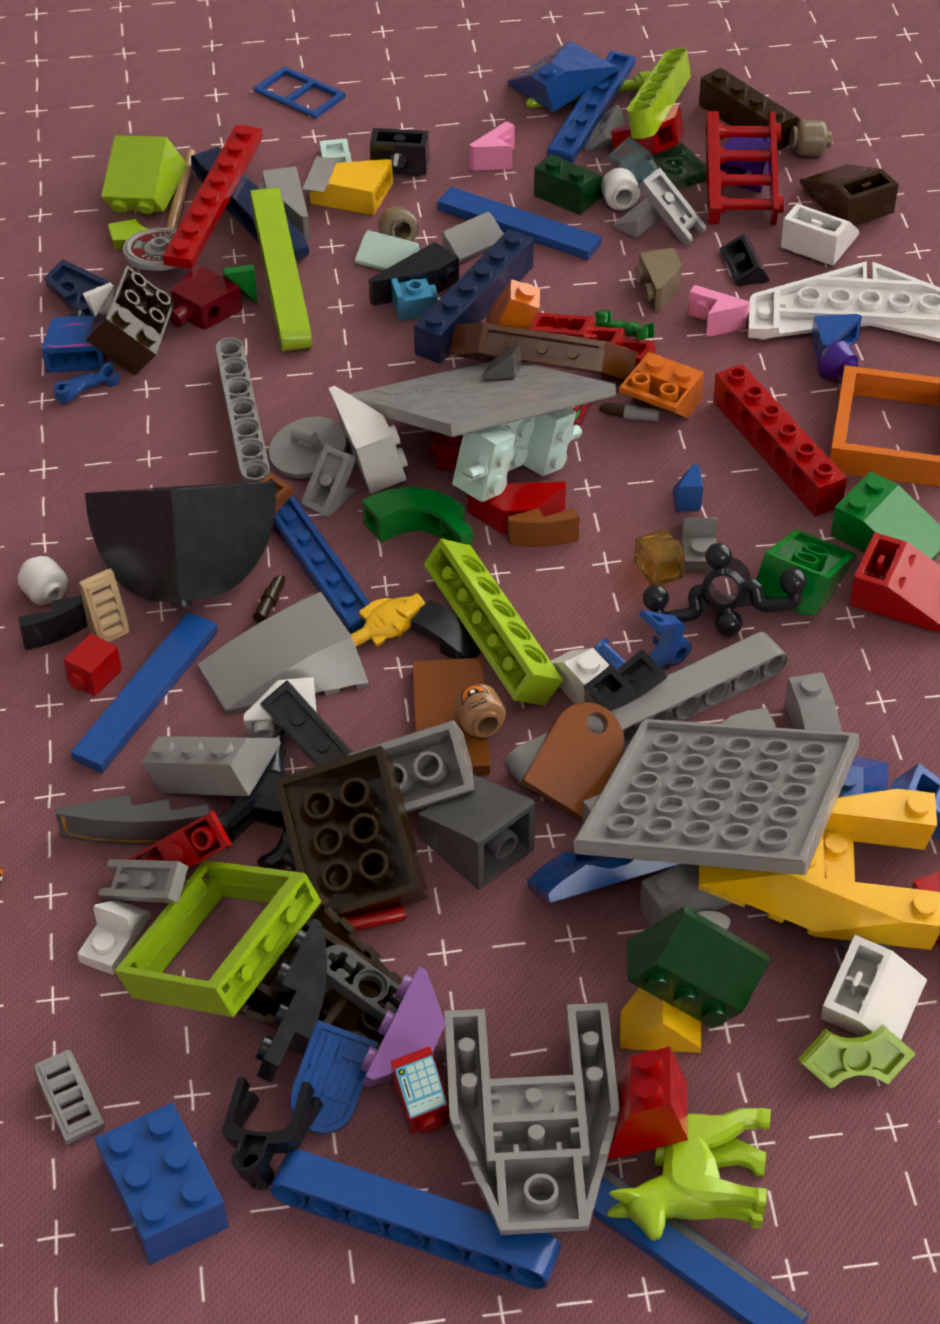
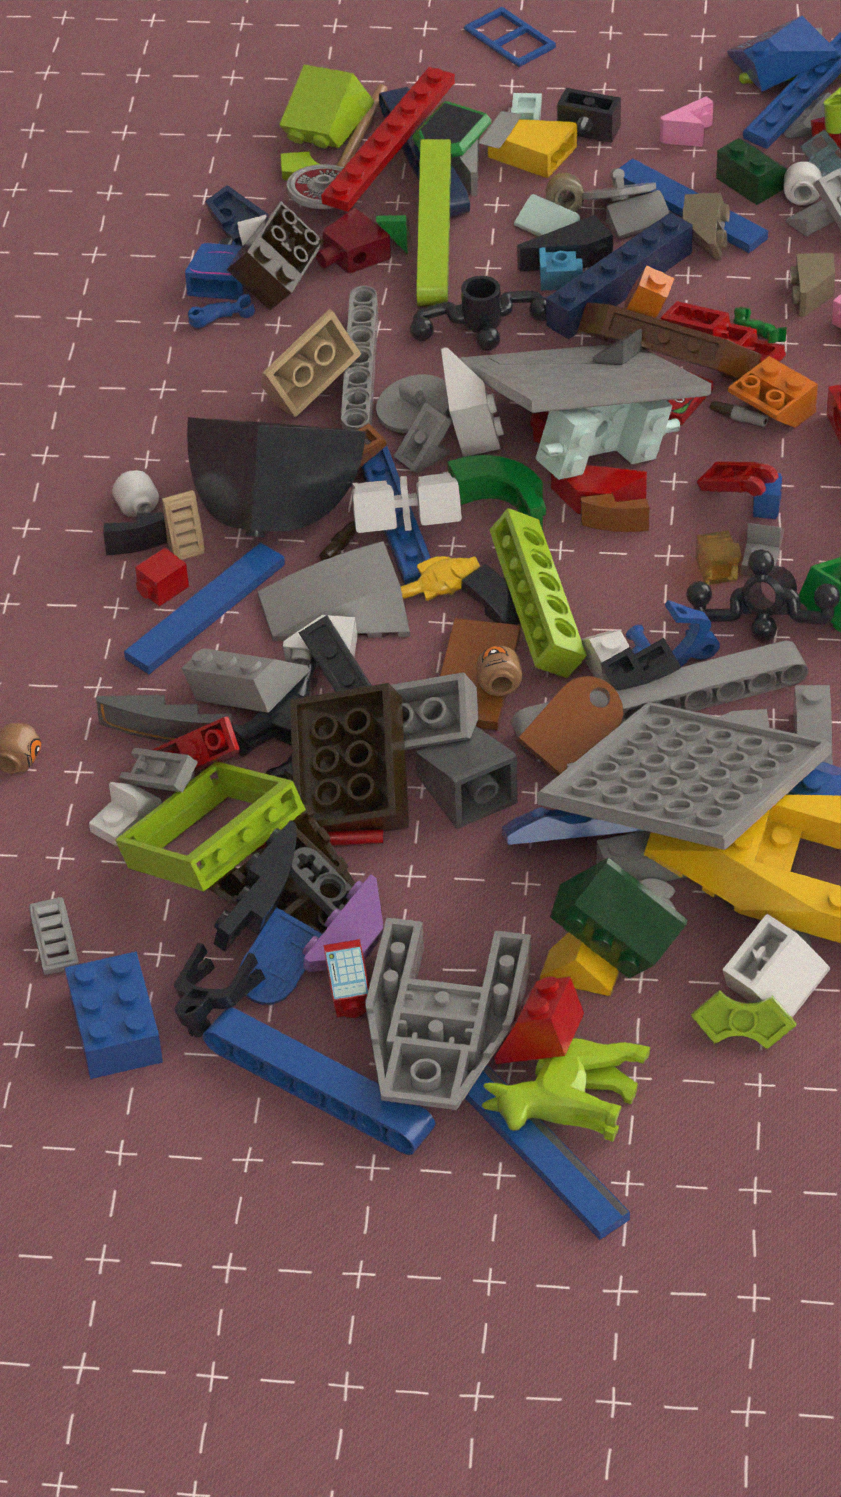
camera: 15 degrees right, 0 degrees up
(196, 423) = (309, 365): none -> tan slope
(274, 171) = (454, 123): none -> black tile
(302, 553) = (376, 503): none -> white piece
(348, 346) = (479, 311): none -> black wheel
(451, 215) = (619, 190): none -> light grey shield
(544, 227) = (708, 218): none -> dark tan slope
(656, 474) = (738, 477): none -> red hinge

